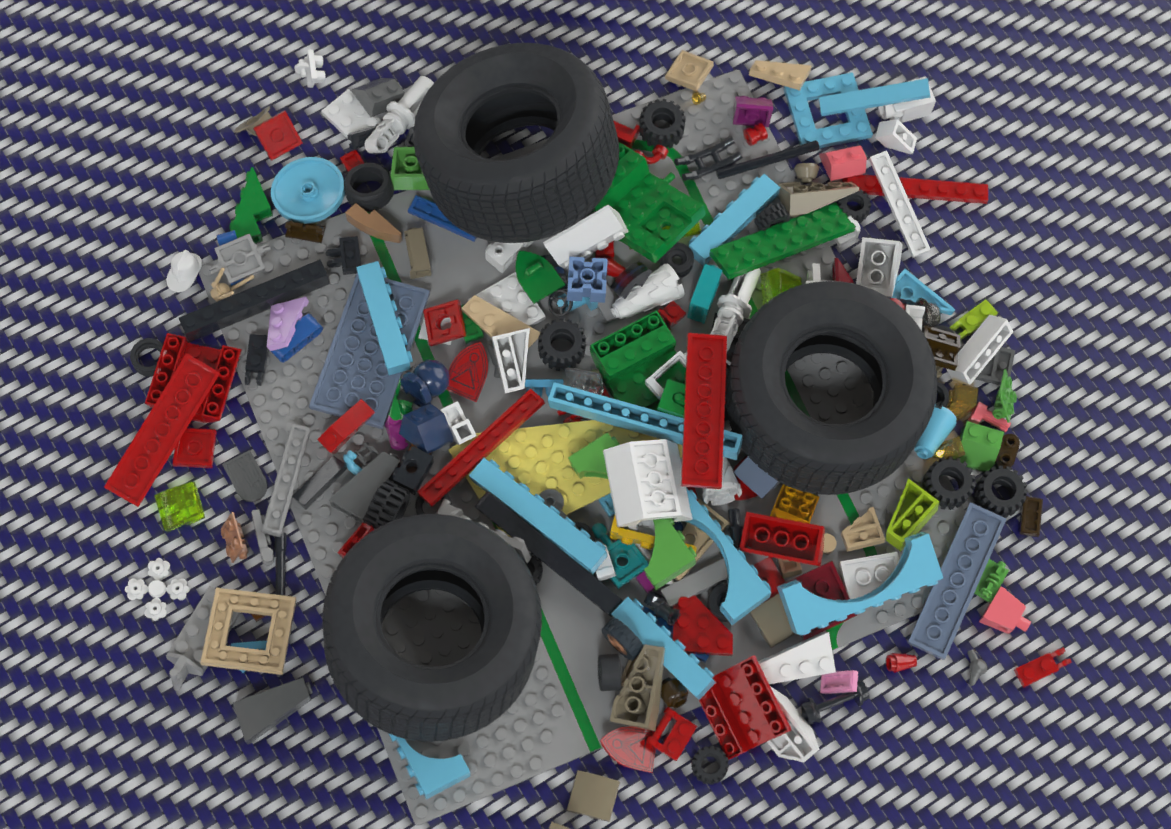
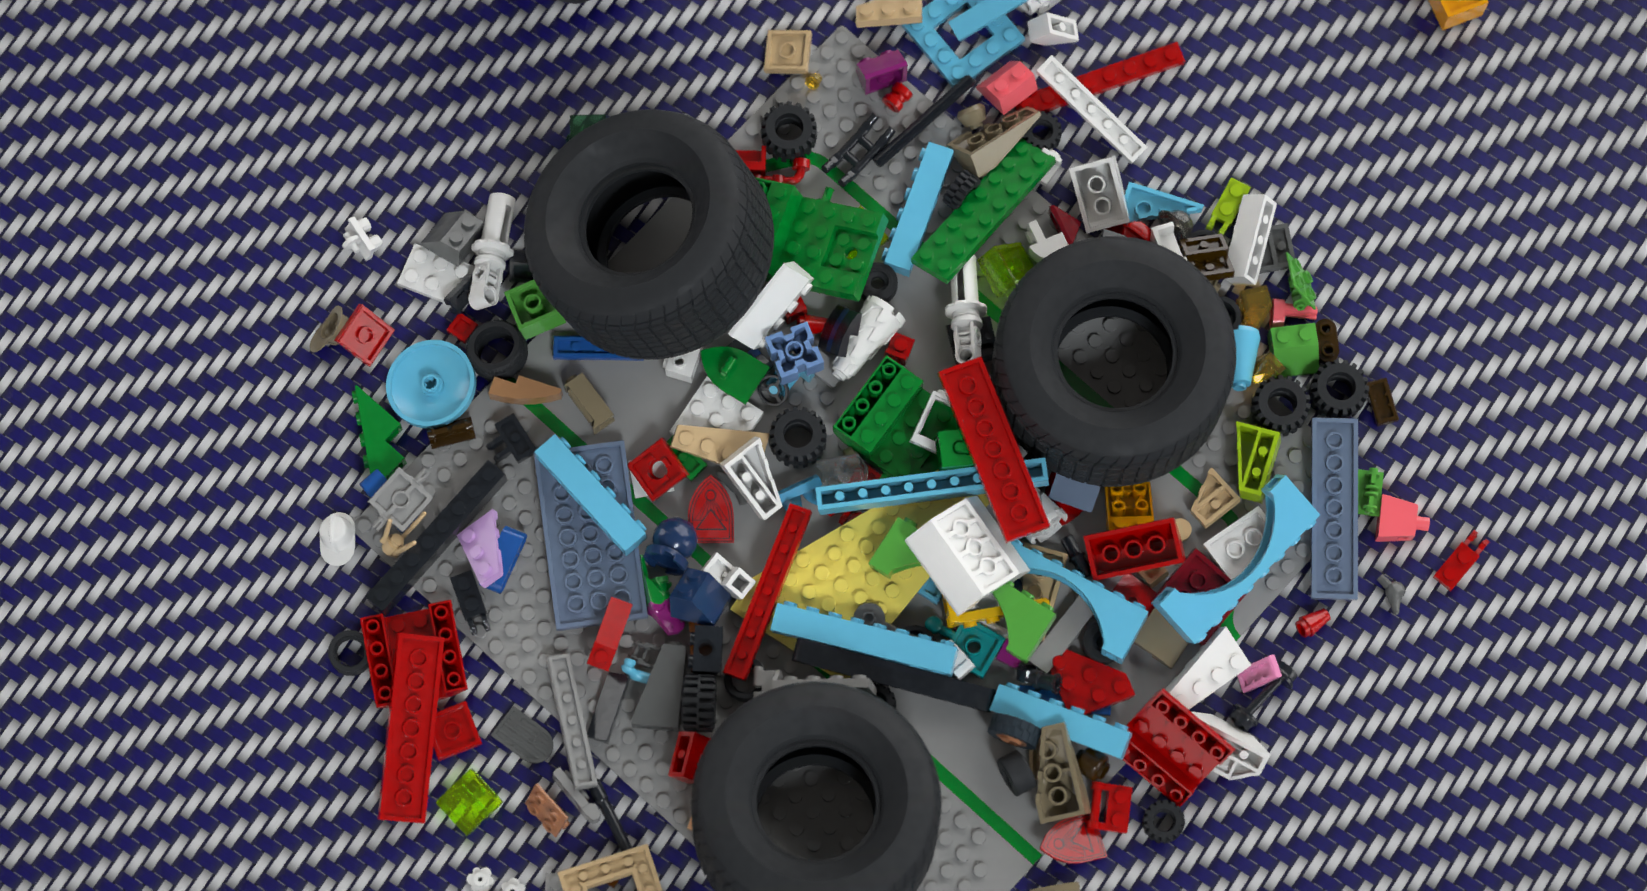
camera: 20 degrees left, 5 degrees up
(704, 293) = (926, 309): teal window -> none

